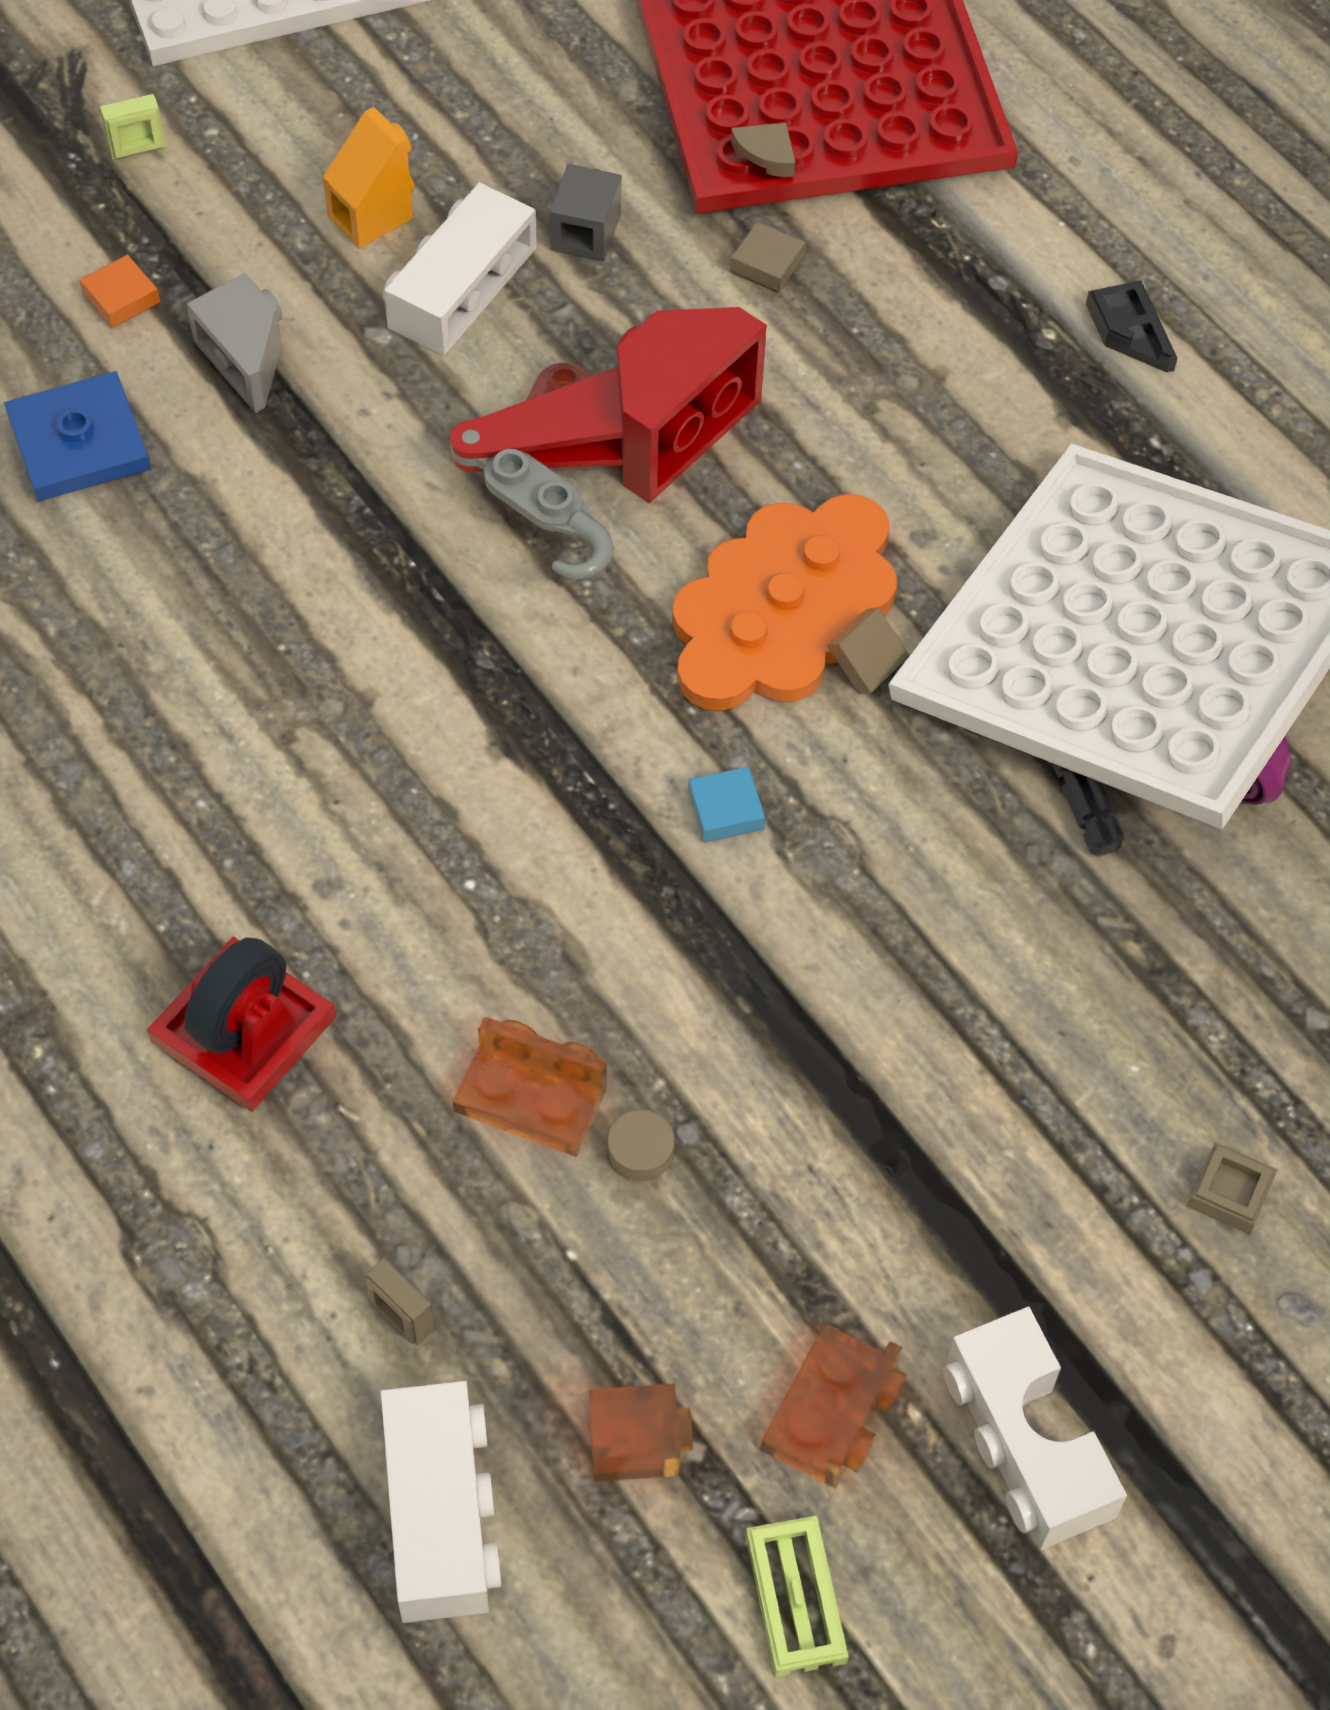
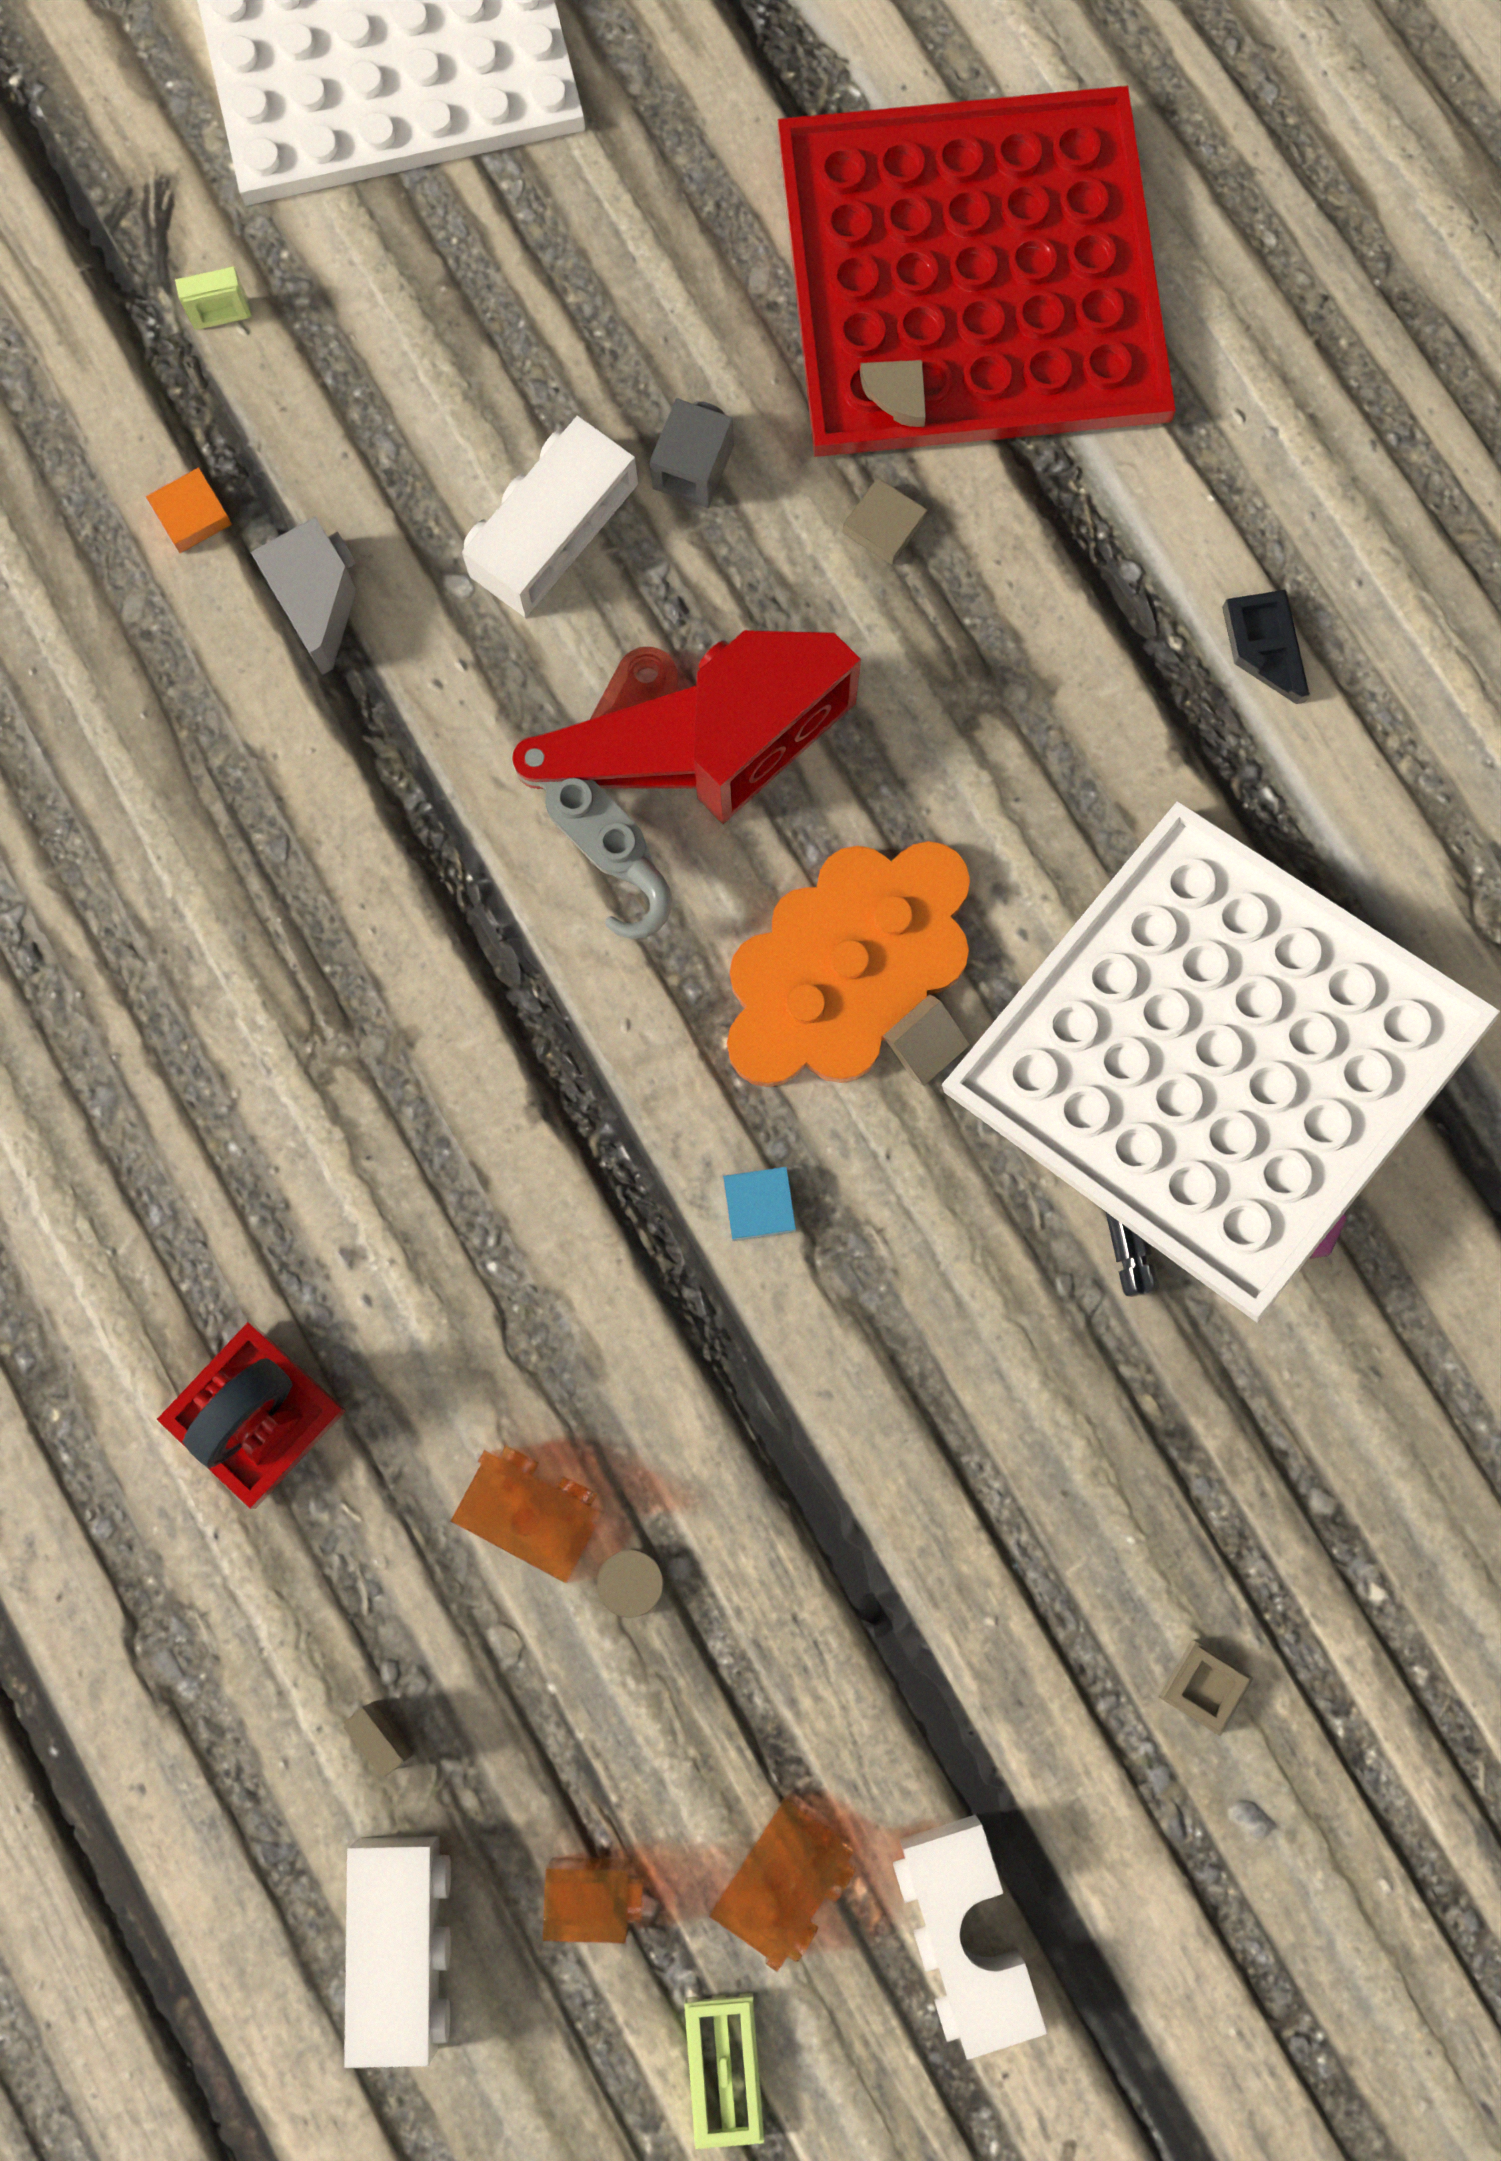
camera: 10 degrees right, 20 degrees up
(77, 436) = (133, 693): blue plate -> none
(370, 180) = (461, 400): light orange slope -> none

